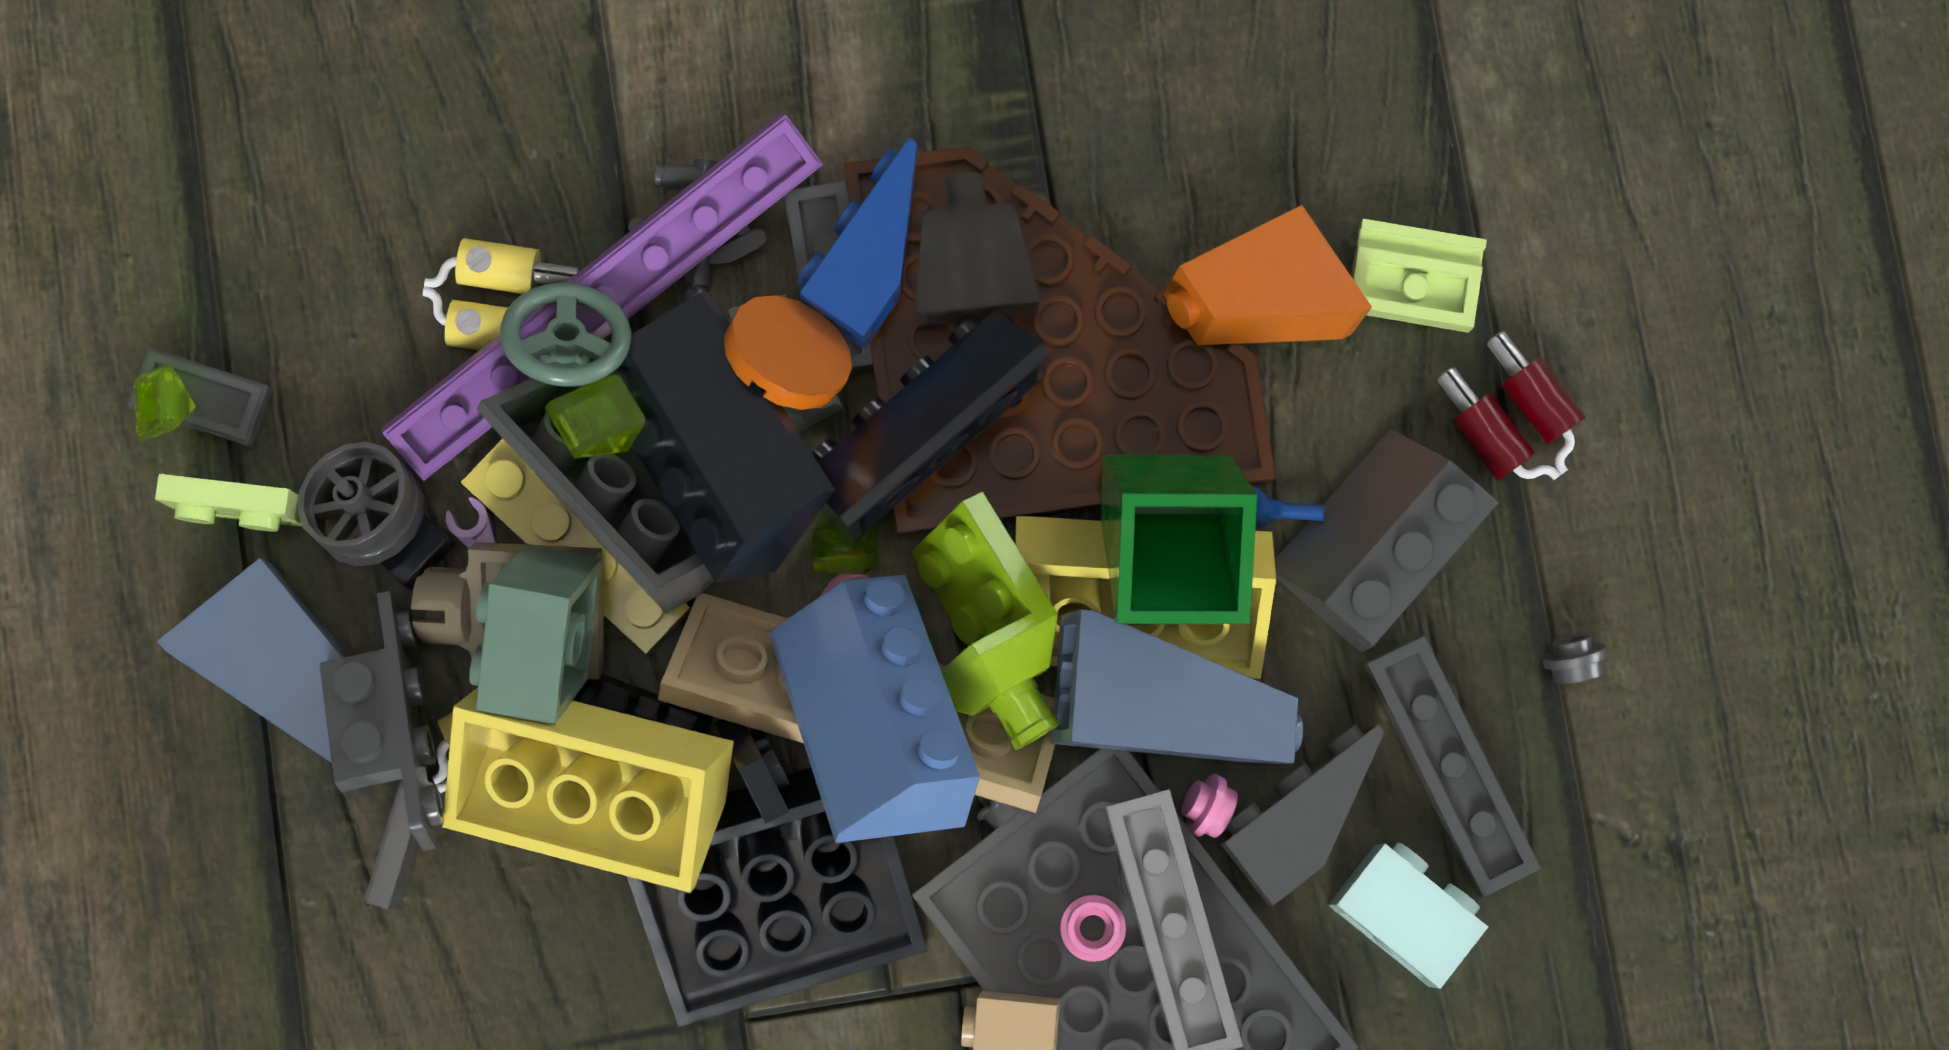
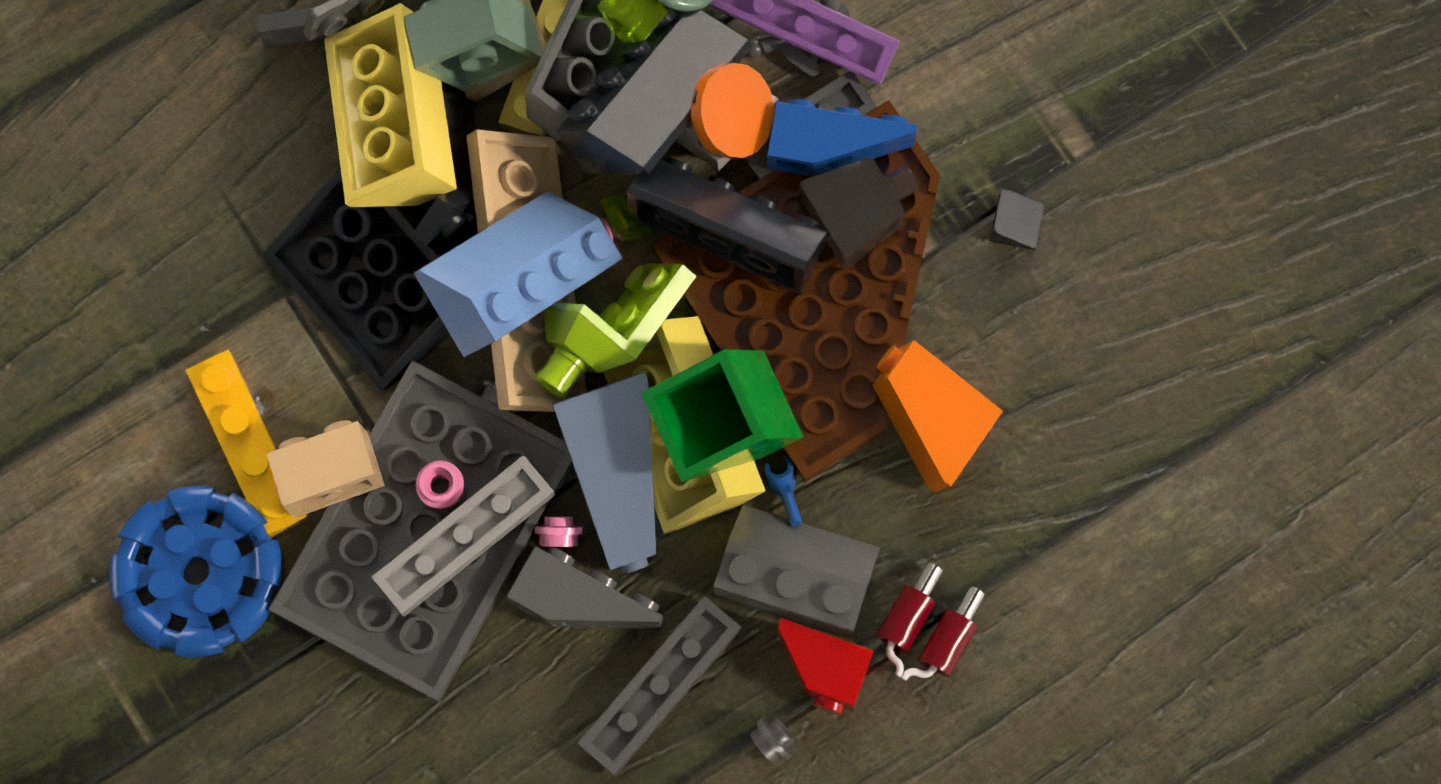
camera: 75 degrees right, 5 degrees down
(1059, 85) = (1016, 220): none -> slope
(1410, 914) = (543, 697): light aqua brick -> none
(1419, 274) = (996, 517): yellowish green plate -> none
(1515, 555) = (825, 665): none -> red slope

